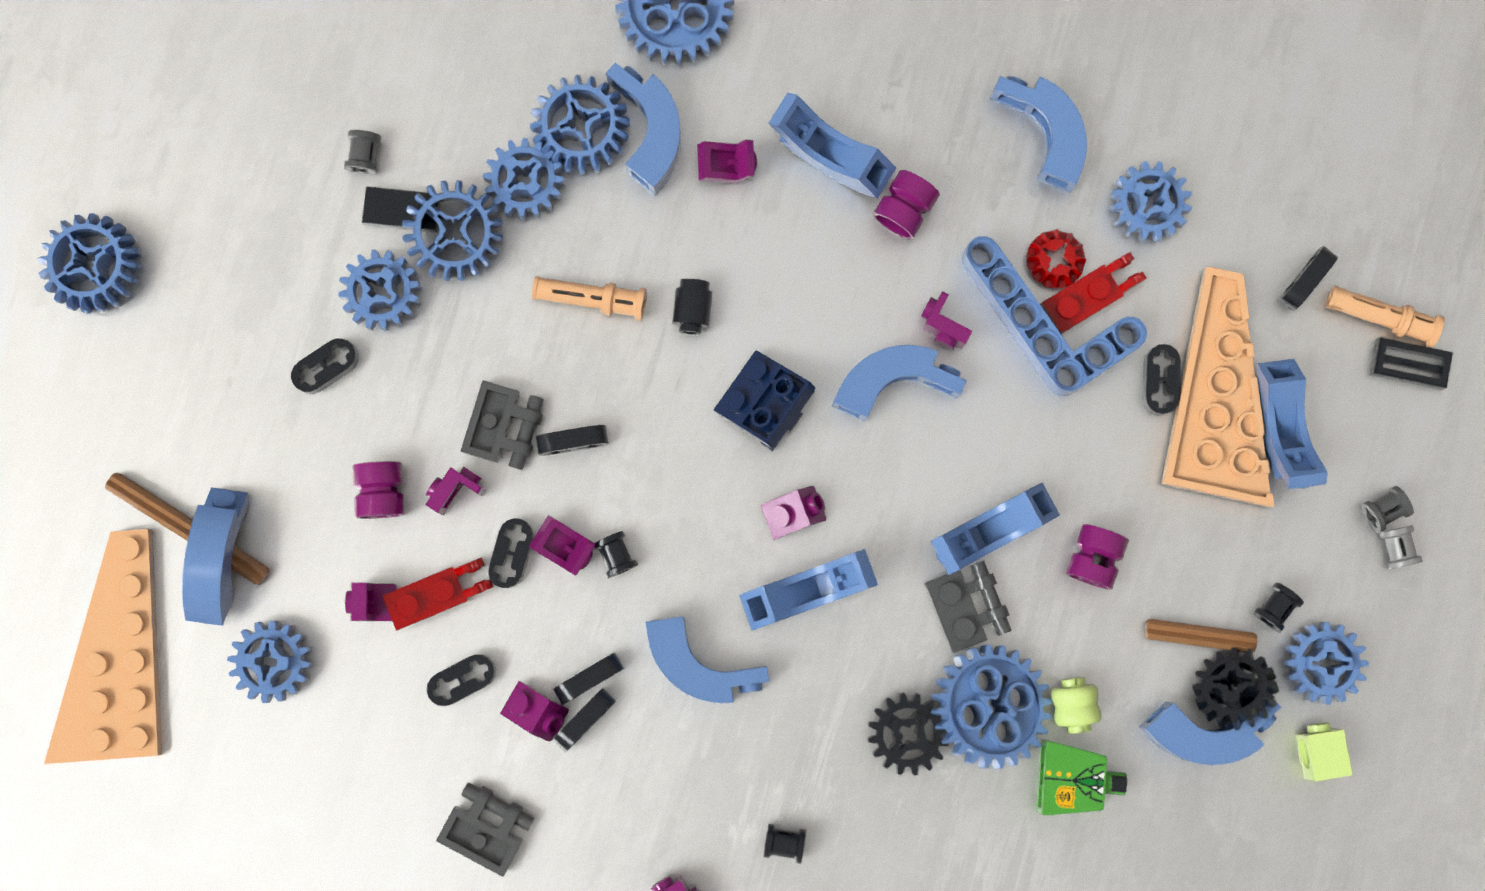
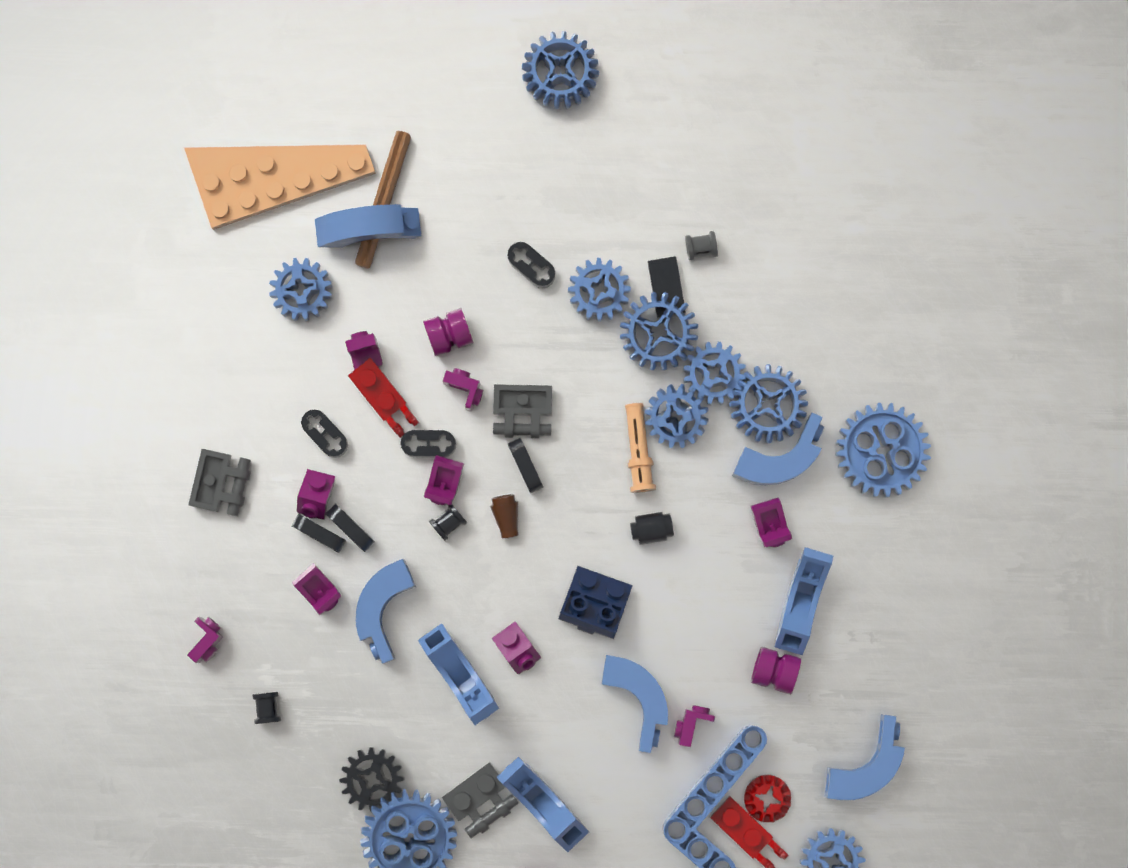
camera: 80 degrees right, 0 degrees up
(564, 220) = (678, 428): none -> medium blue gear
(626, 480) = (506, 514): none -> reddish brown cone
(654, 740) = (317, 589): none -> magenta bracket

